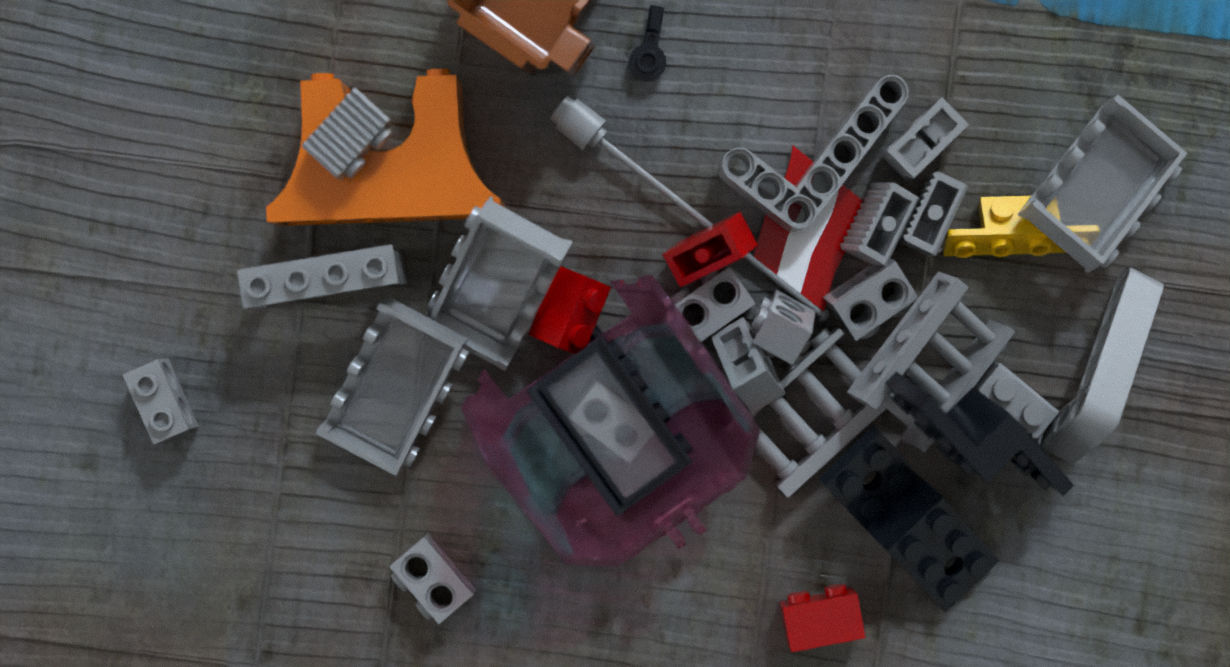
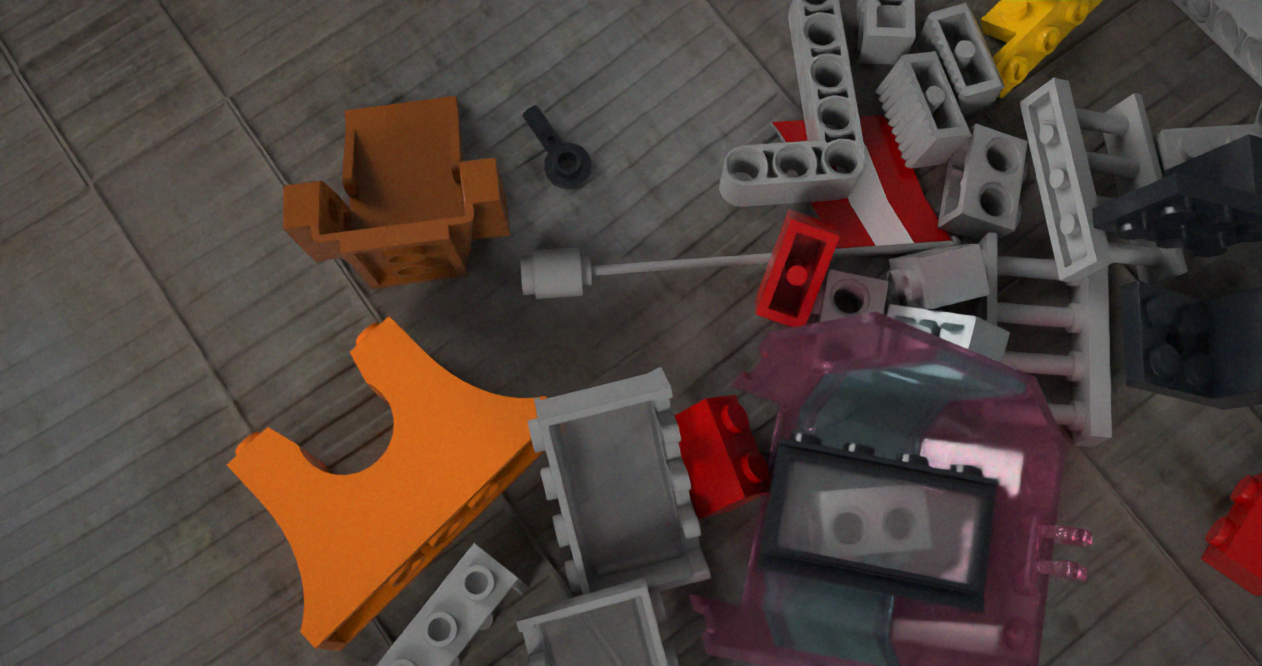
camera: 45 degrees left, 15 degrees down
(349, 135) = (325, 469): light grey brick -> none

